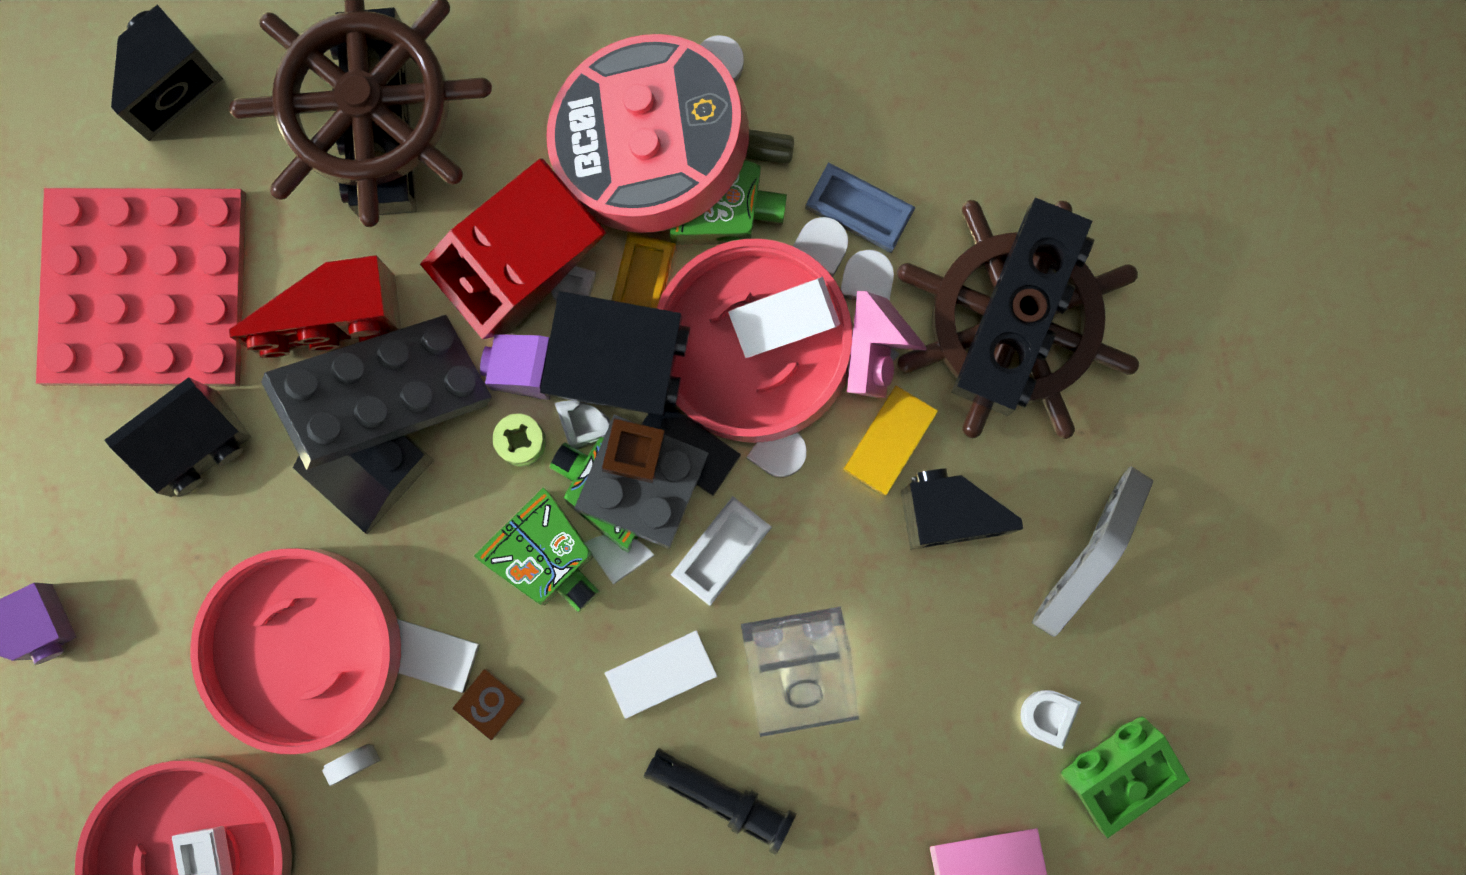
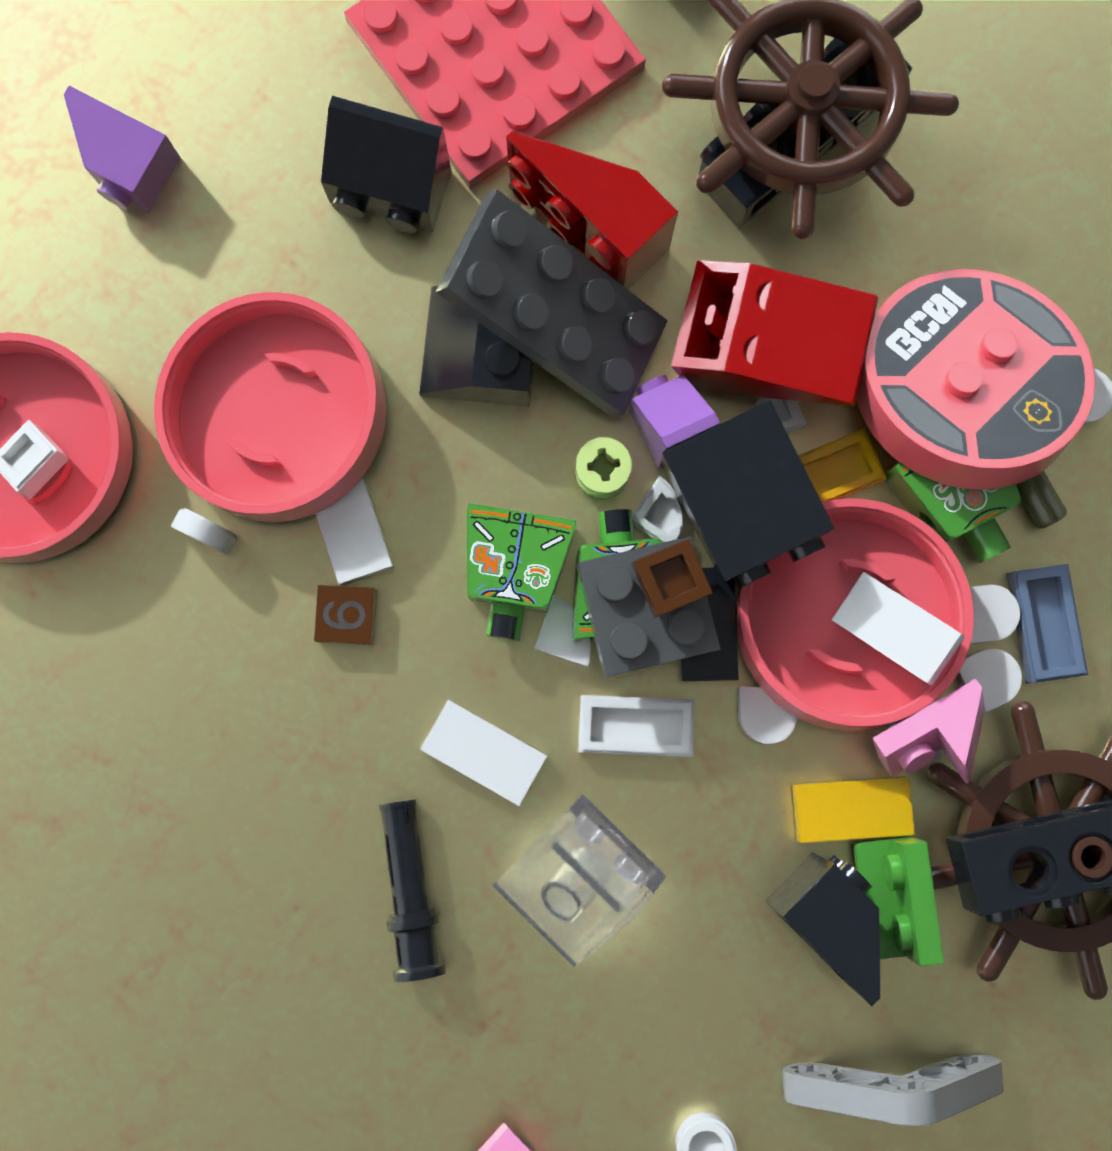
camera: 55 degrees right, 0 degrees up
(973, 454) = (905, 897): none -> bright green bracket

